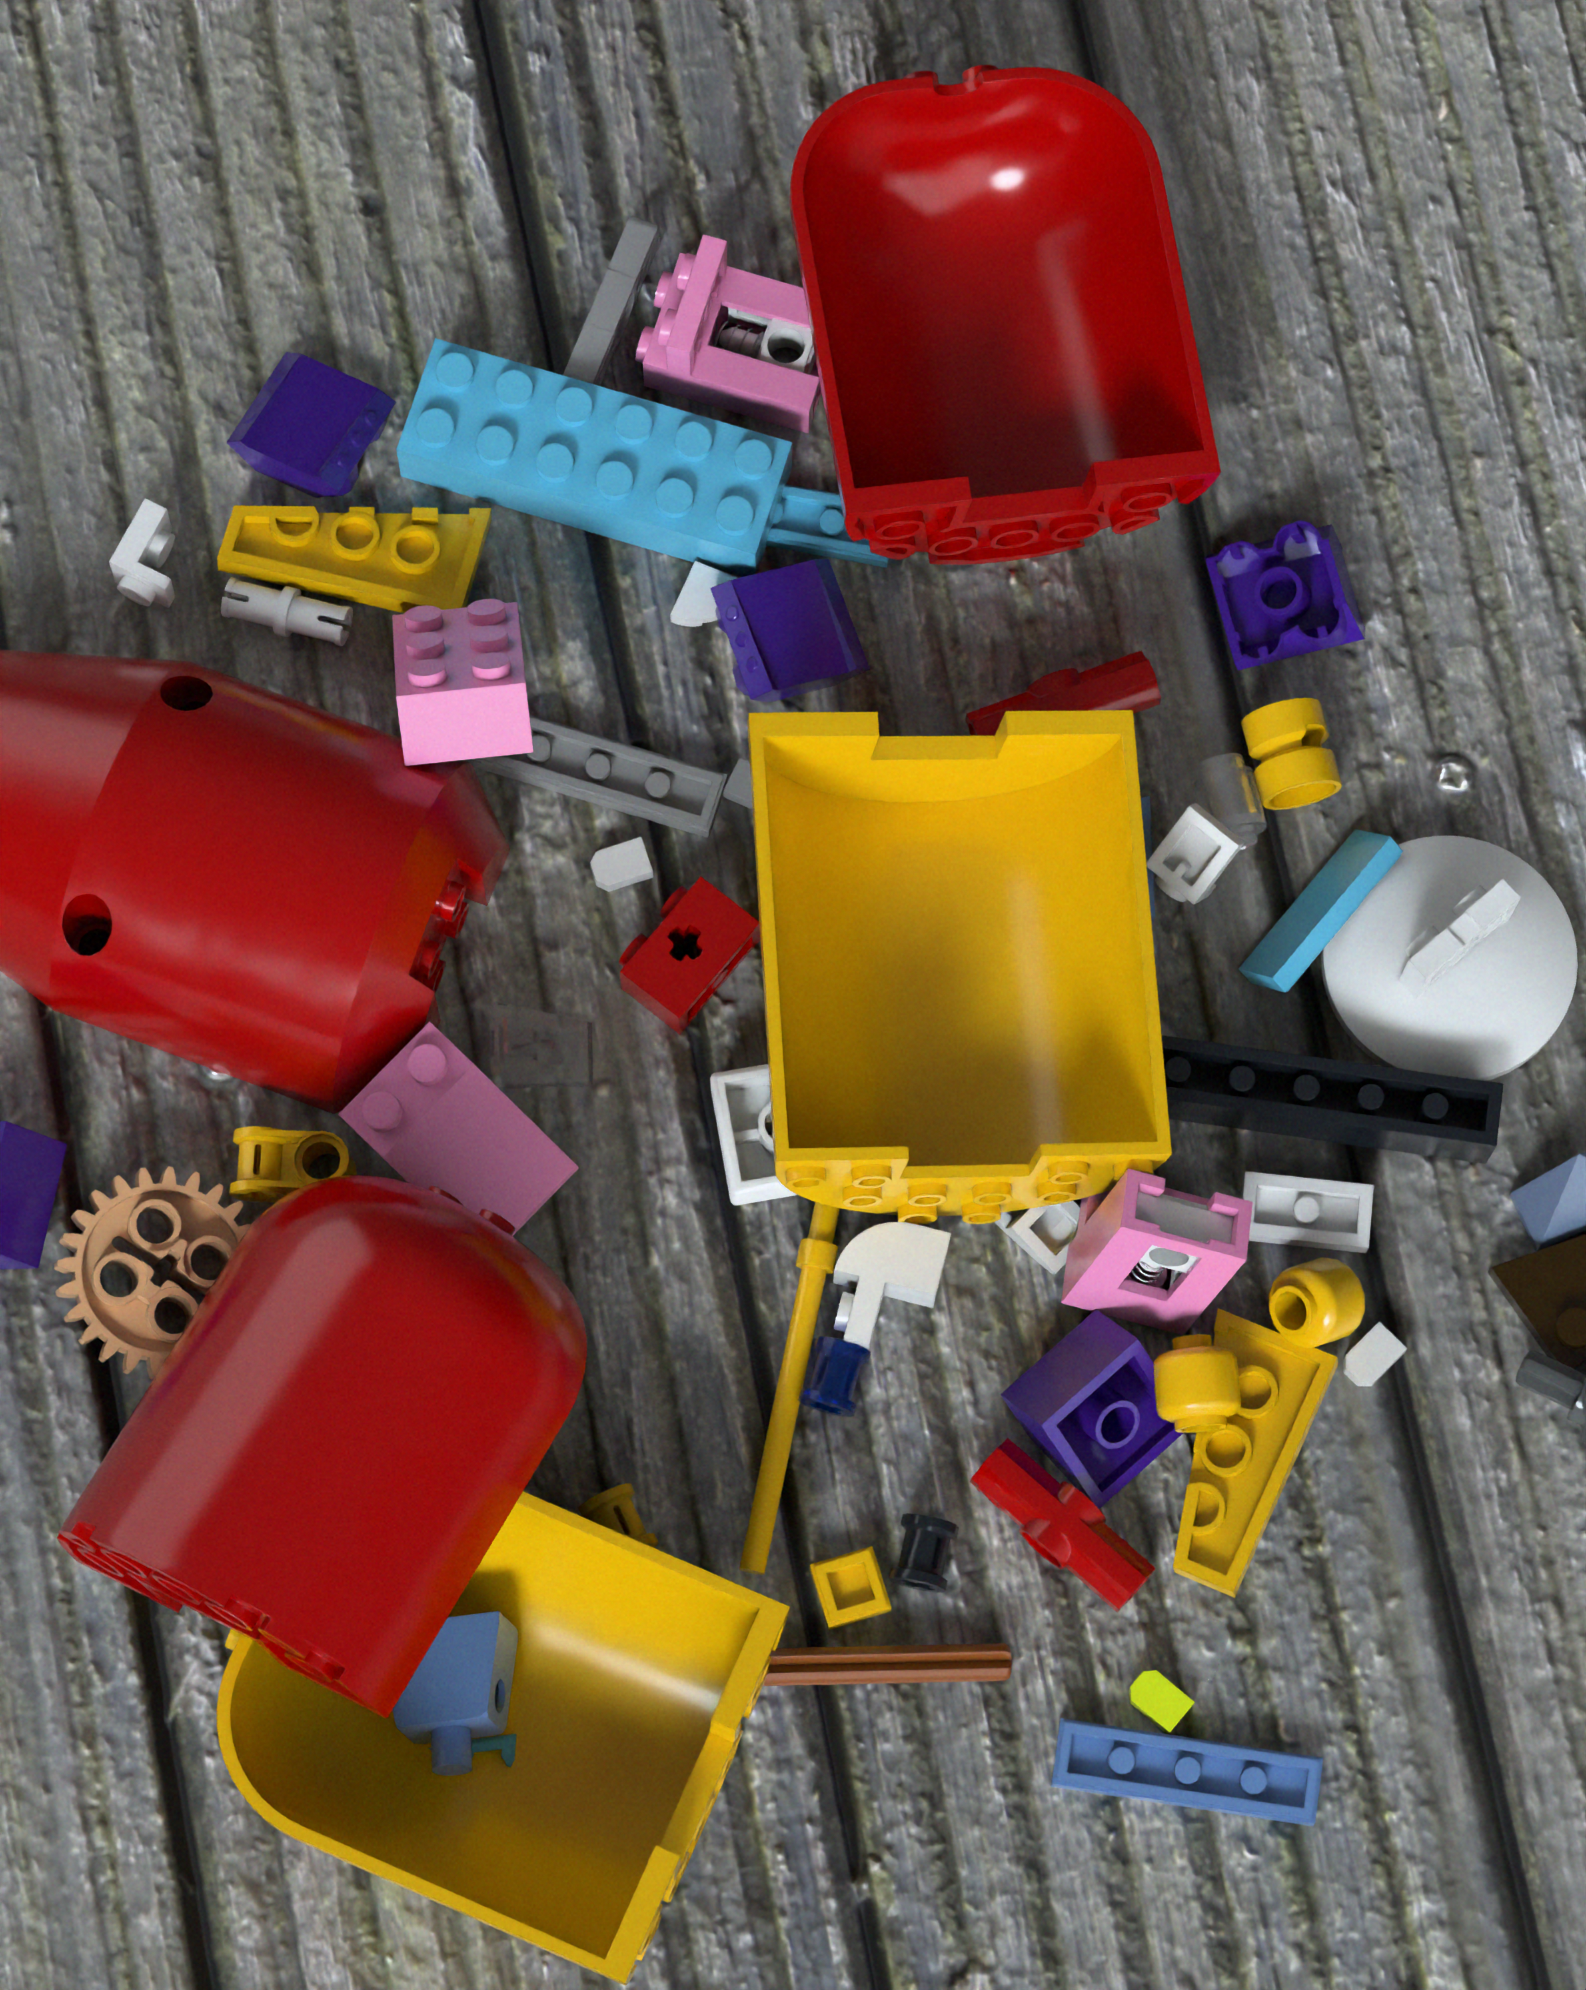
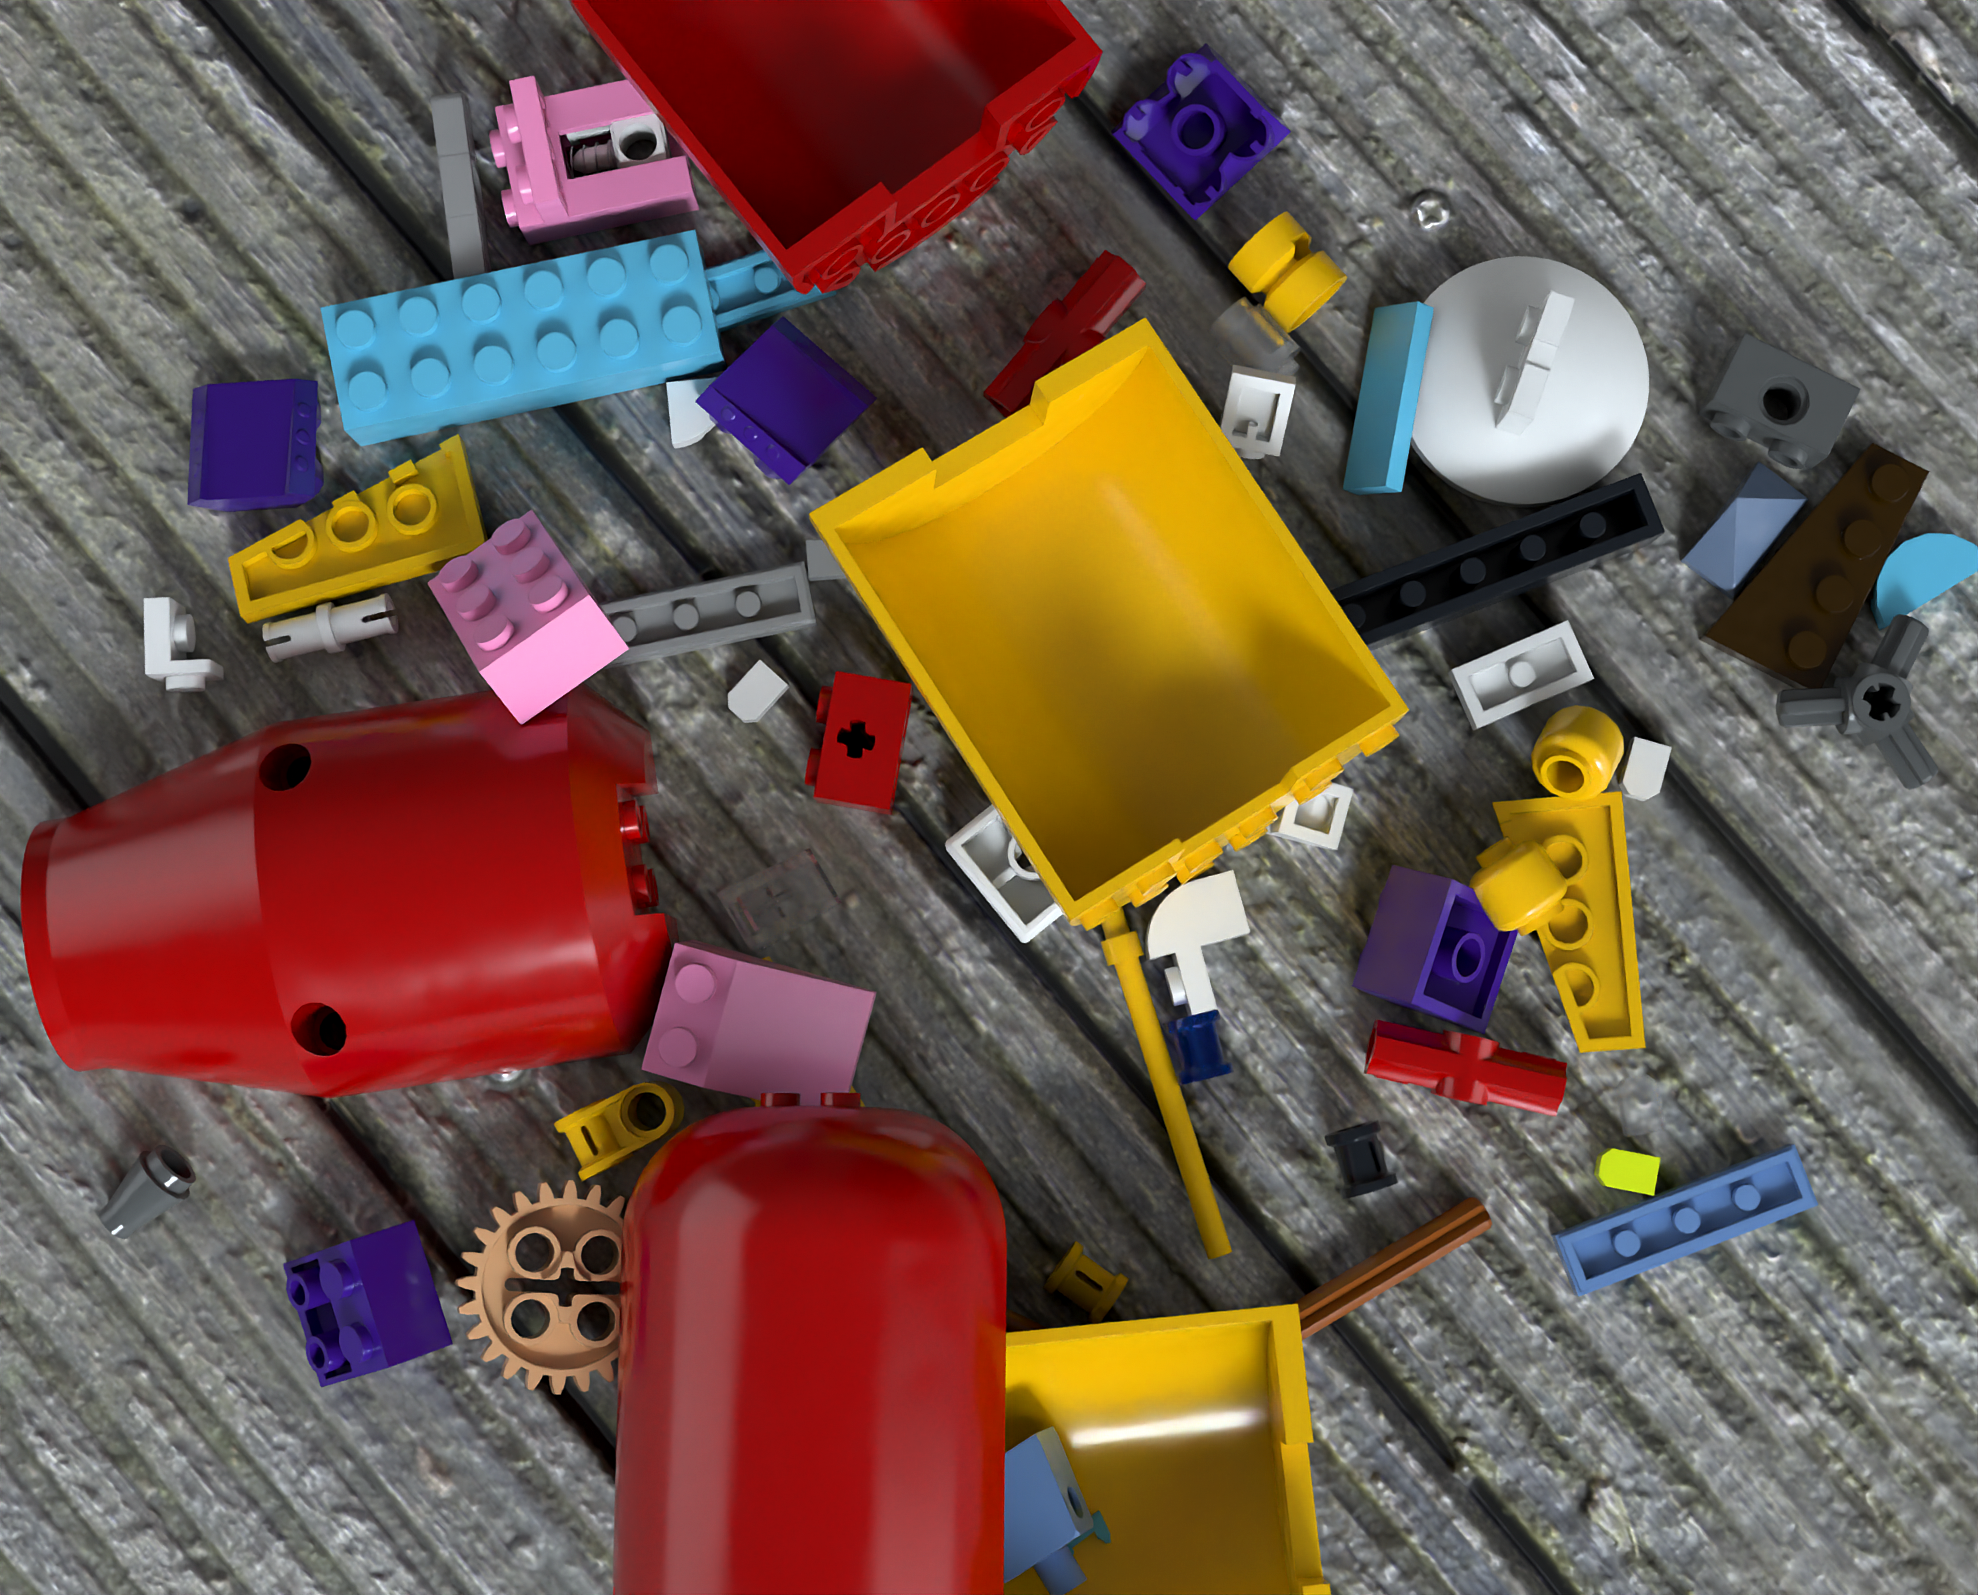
camera: 25 degrees left, 10 degrees up
(850, 1588) = (1312, 1221): yellow tile -> none
(1154, 1252) = (1424, 789): bright pink brick -> none

